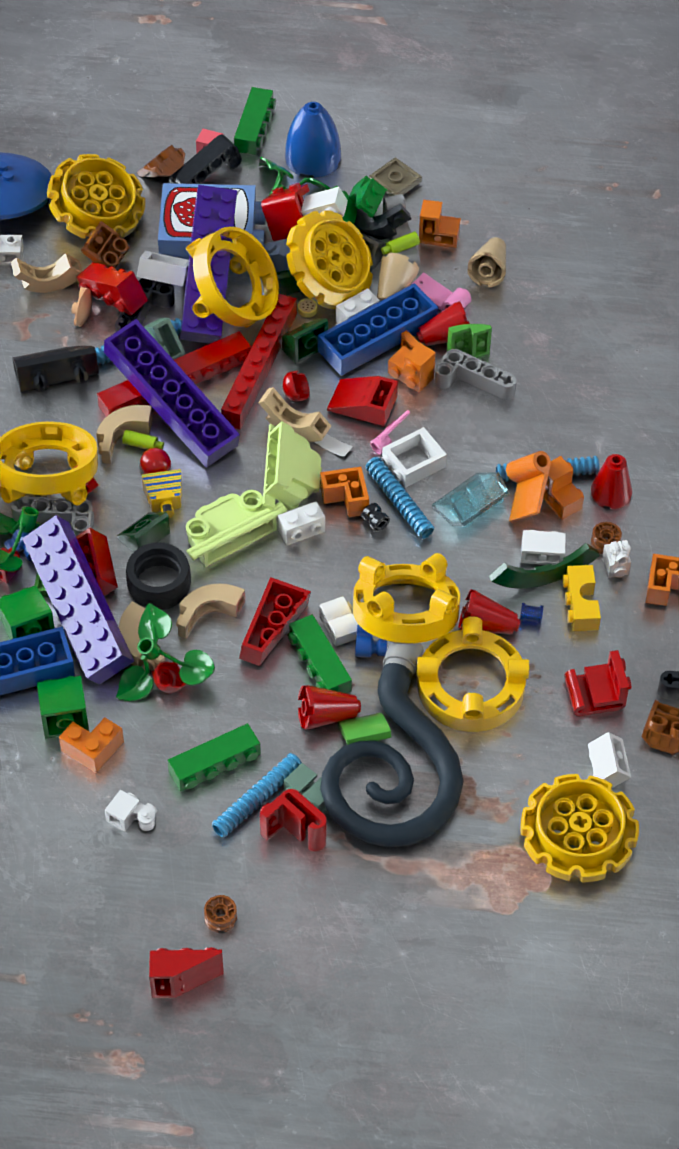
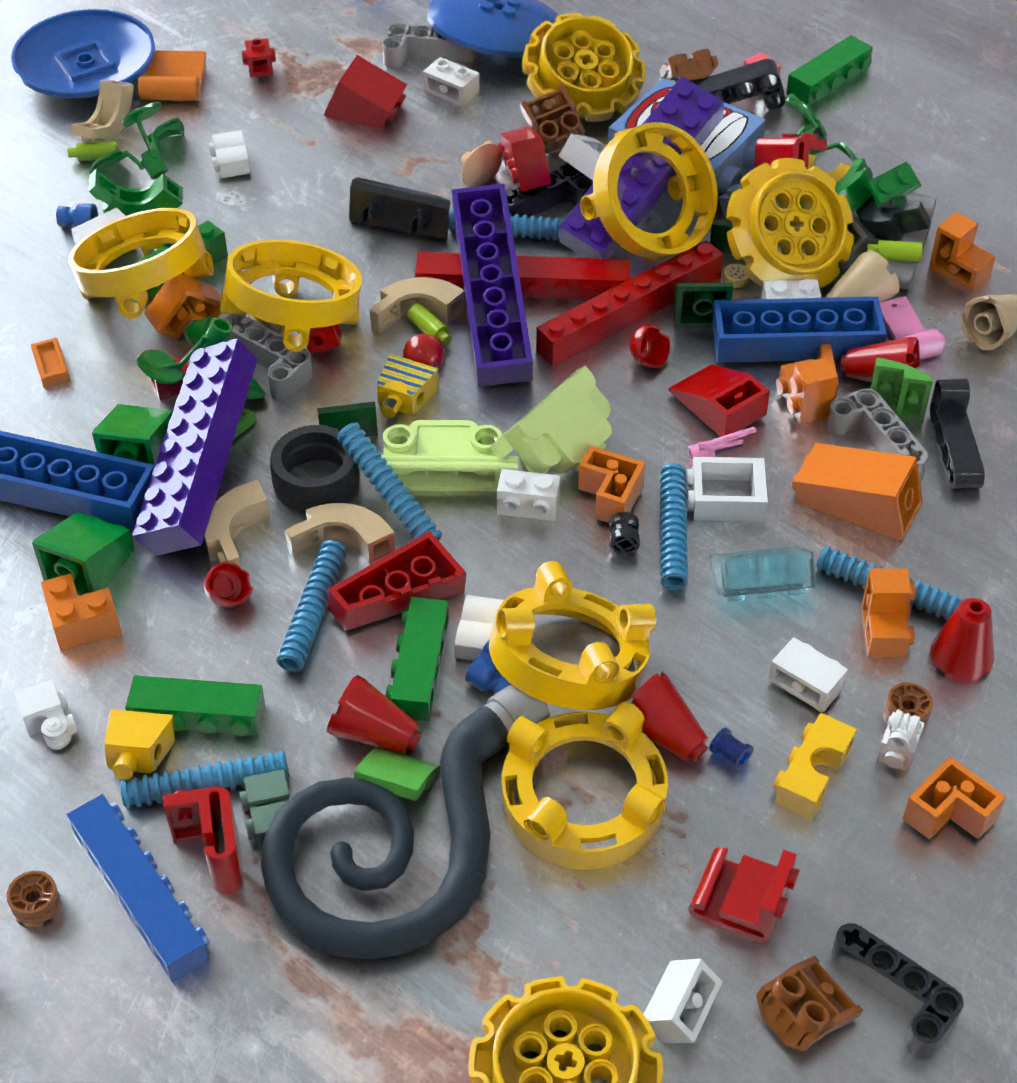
camera: 35 degrees right, 5 degrees down
(48, 278) = (468, 124): tan arch -> none
(98, 555) = (262, 420): red brick -> none
(156, 625) = (250, 518): green plant -> none
(166, 336) = (537, 222): sand green piece -> none
(200, 797) = (137, 741): none -> yellow torso
(218, 561) = (386, 481): none -> dark azure piece
(229, 661) = (311, 606): none -> dark azure piece
(273, 872) = (139, 888): none -> blue brick
(310, 426) = (623, 392): tan arch -> none
(313, 142) = (876, 108): blue cylinder -> none
(329, 200) = (838, 164): white brick -> none
(334, 445) = (644, 429): white sticker -> none
(396, 177) = (952, 188): dark tan plate -> none
(488, 416) = (861, 487): none -> orange slope
(518, 355) = (955, 434): none -> black beam
(518, 578) = (781, 708): dark green tile -> none
(531, 479) = (851, 569): orange door -> none

